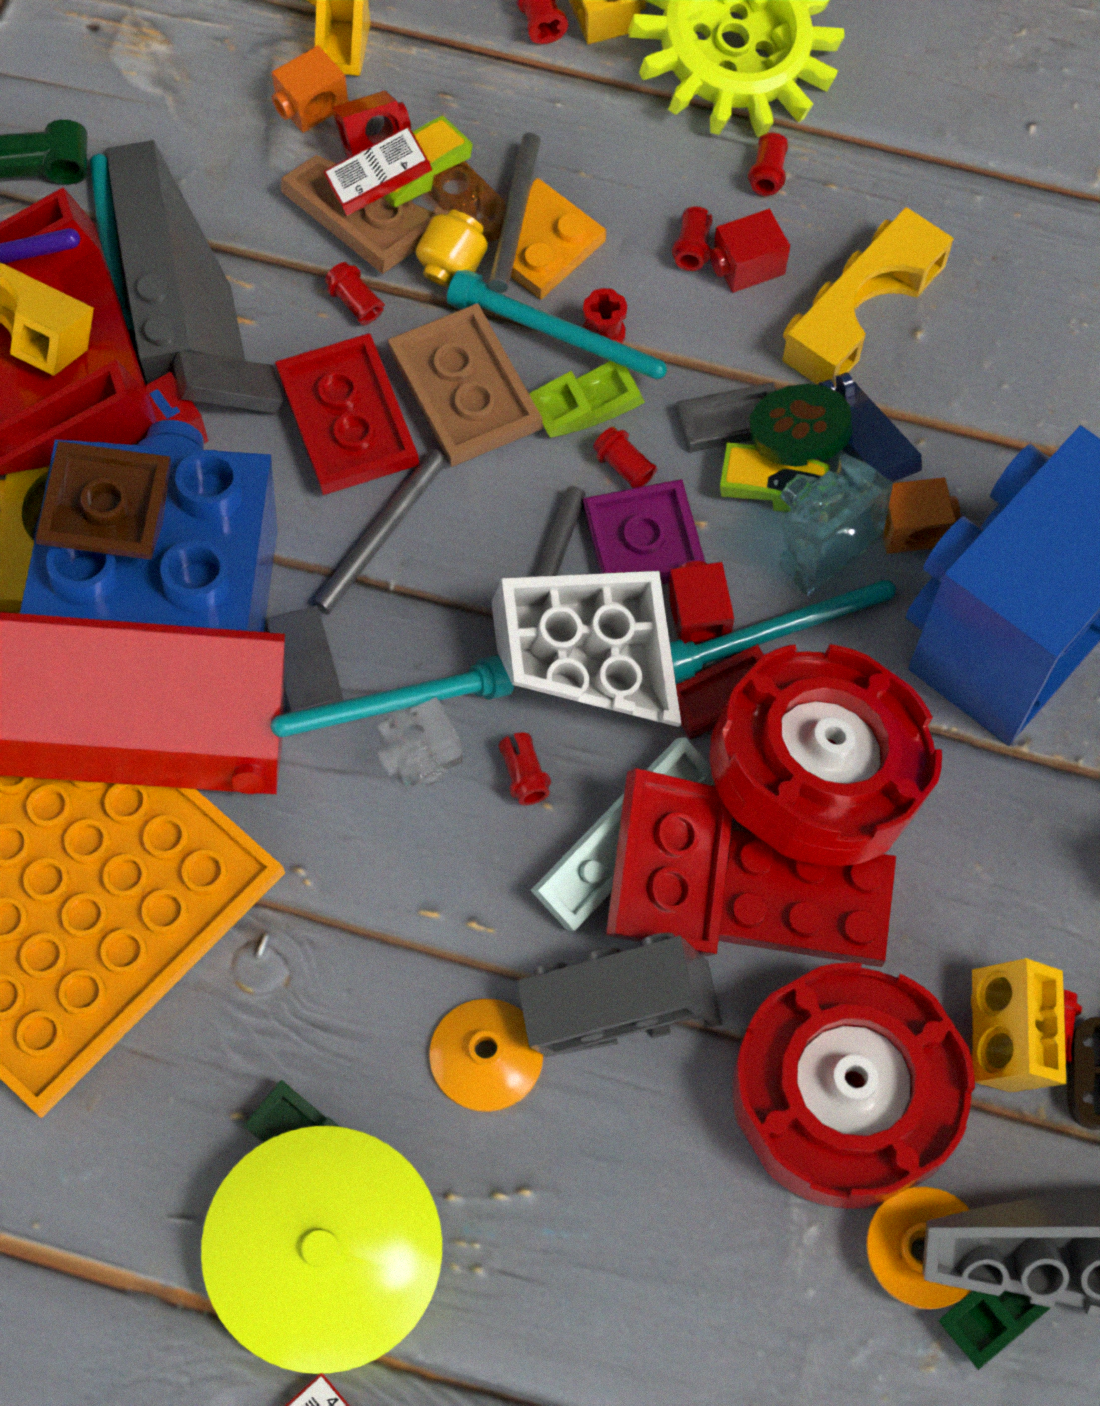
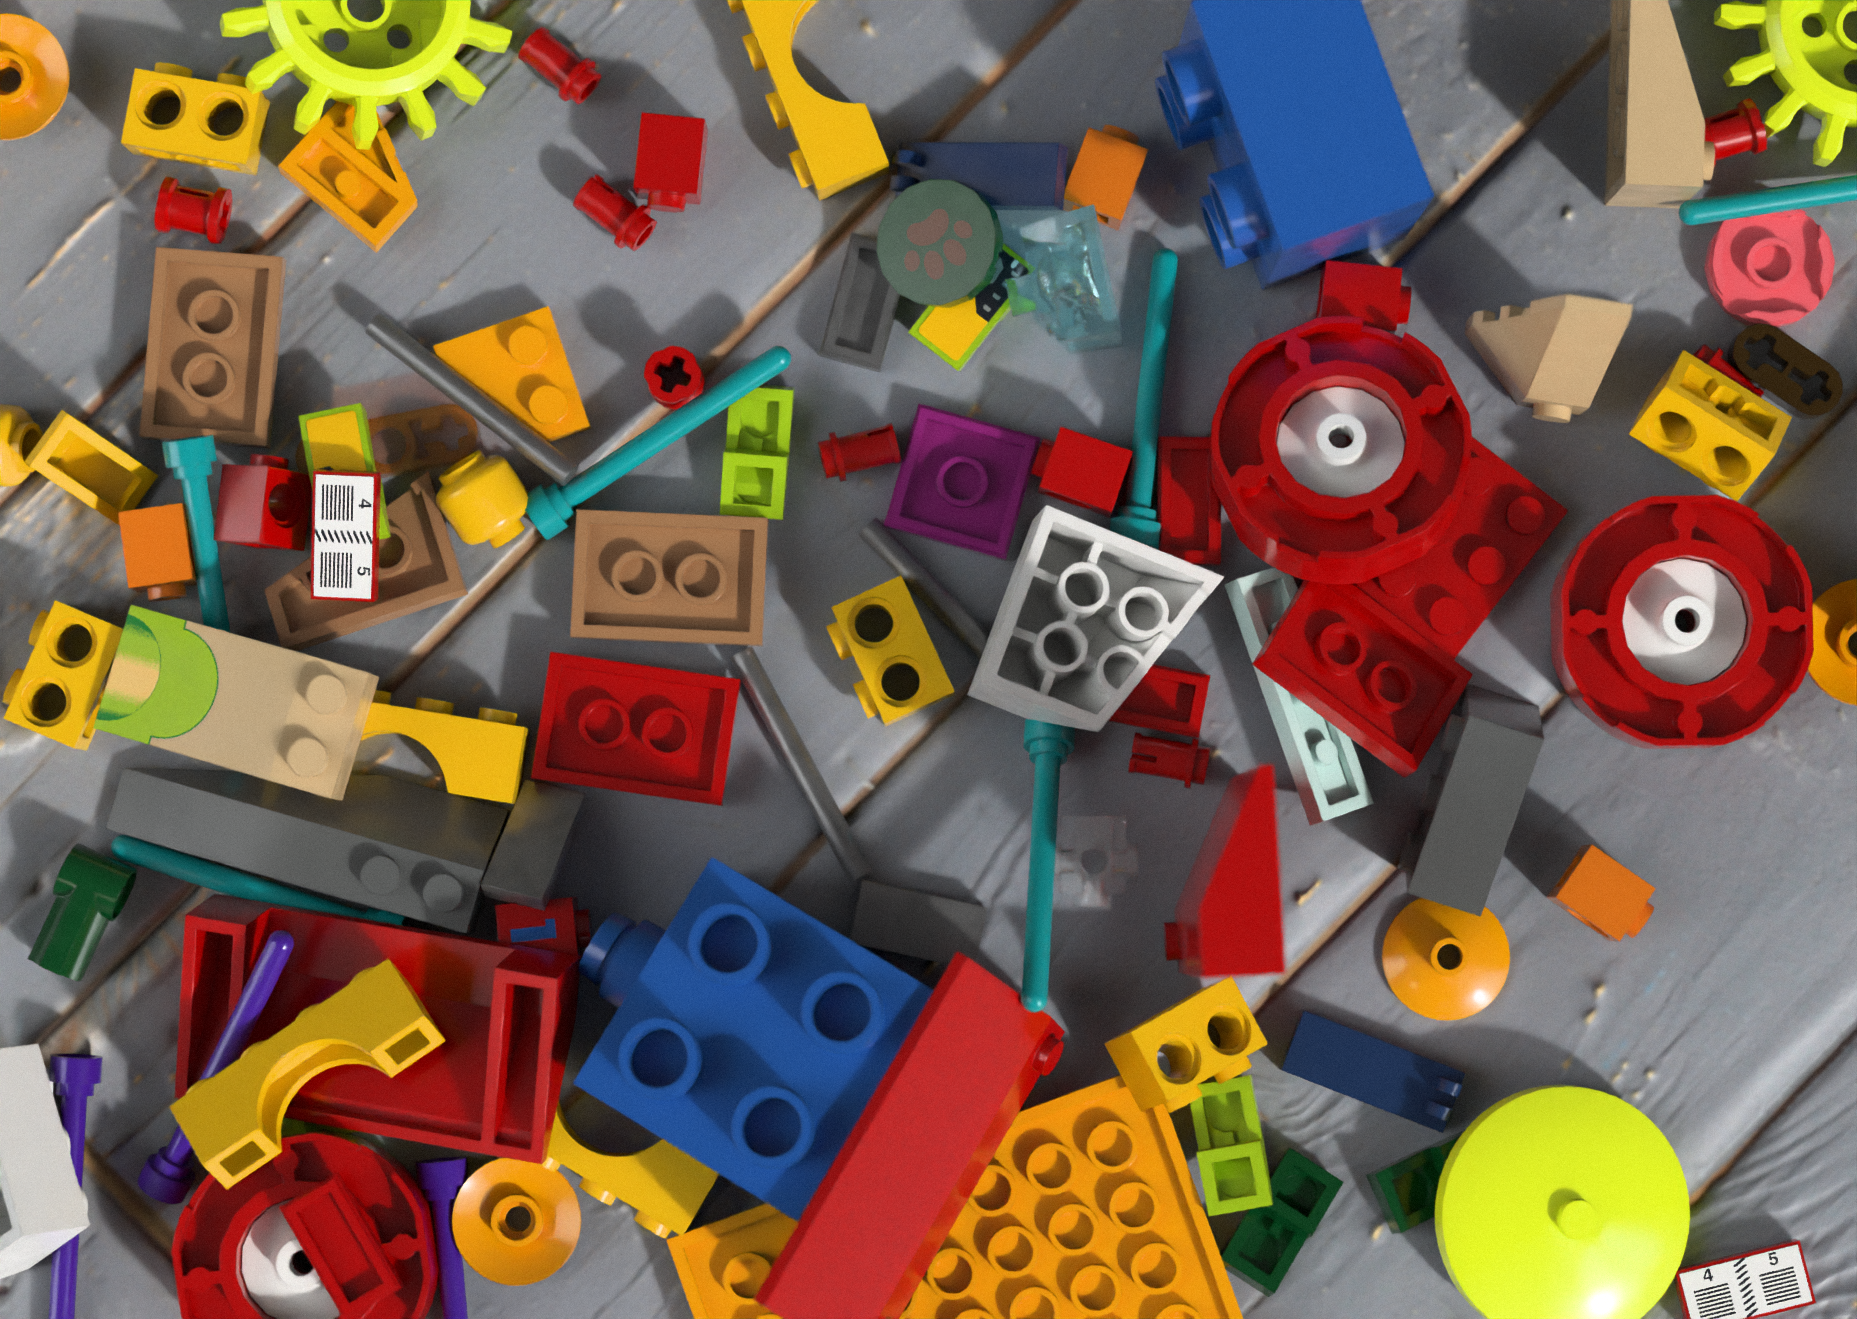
camera: 60 degrees left, 20 degrees up
(104, 500) = (719, 1071): reddish brown slope -> none
(196, 78) = (49, 666): none -> yellow brick
(207, 1031) = (1272, 1235): none -> dark green slope
(227, 162) = (236, 702): none -> tan slope
(240, 232) = (477, 756): none -> yellow arch
(246, 963) = (1231, 1146): none -> lime slope
(316, 865) = (1184, 1039): none -> yellow brick
(346, 284) = (477, 640): red pin -> none
(364, 1042) = (1372, 1071): none -> dark blue hinge
(374, 71) = (191, 463): none -> teal piece
(444, 790) = (1233, 897): none -> red slope
(459, 62) = (213, 346): none -> medium nougat plate
(504, 547) = (906, 646): none -> yellow brick
(562, 737) = (1166, 702): none -> red tile
(601, 1143) = (1603, 894): none -> orange brick
(615, 89) = (353, 185): none -> light orange wing
(954, 725) = (1364, 292): none -> red brick
(1003, 862) = (1551, 351): none -> tan wedge

